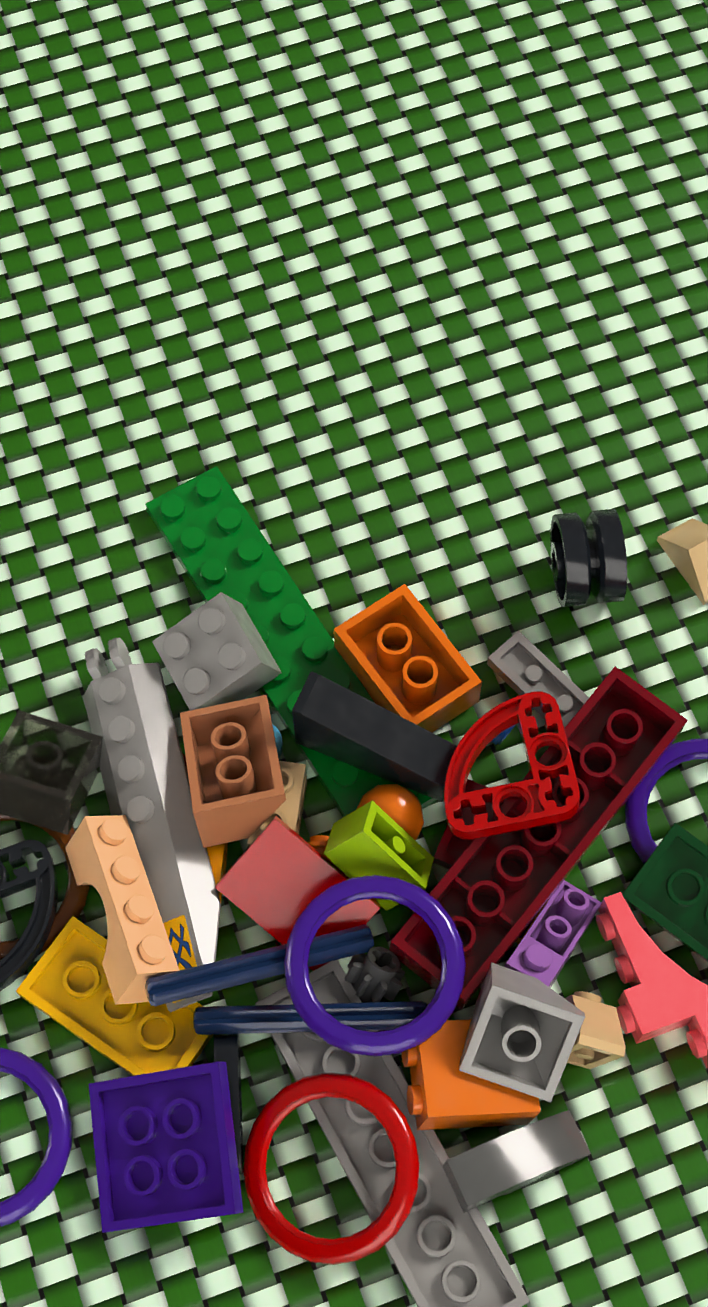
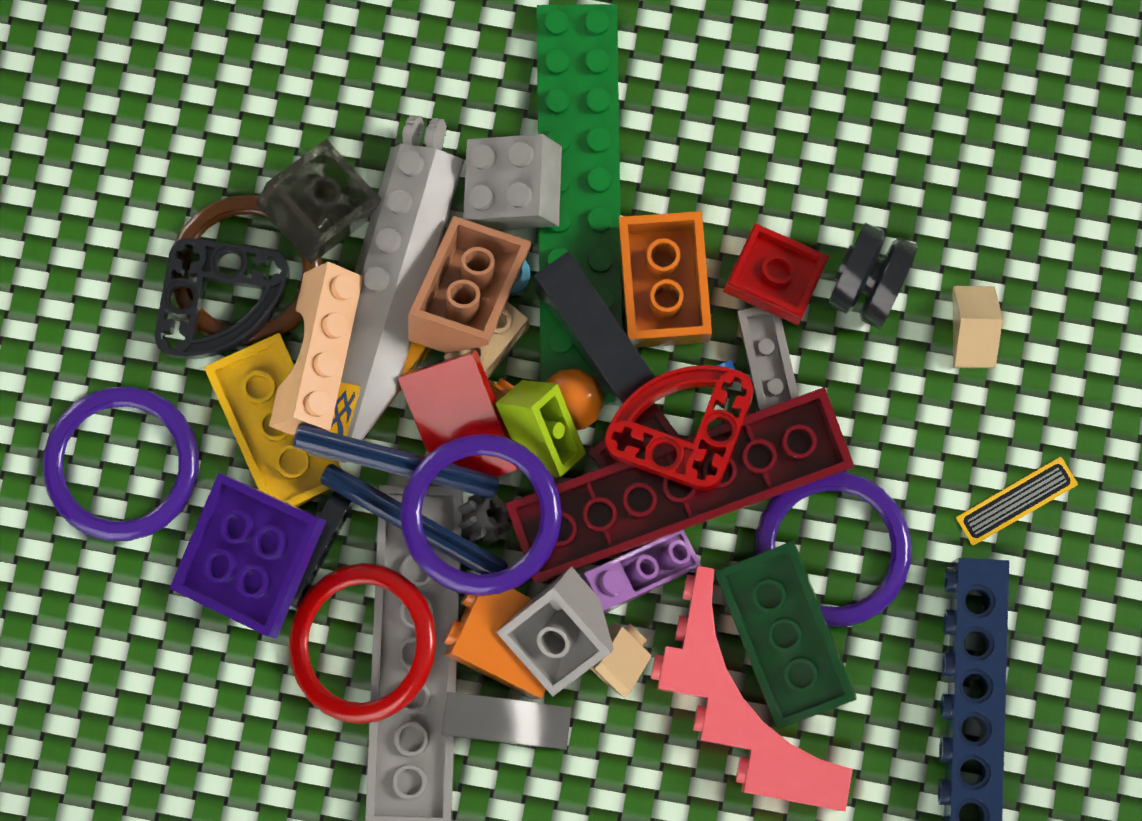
camera: 30 degrees right, 15 degrees up
(501, 608) = (776, 274): none -> red tile

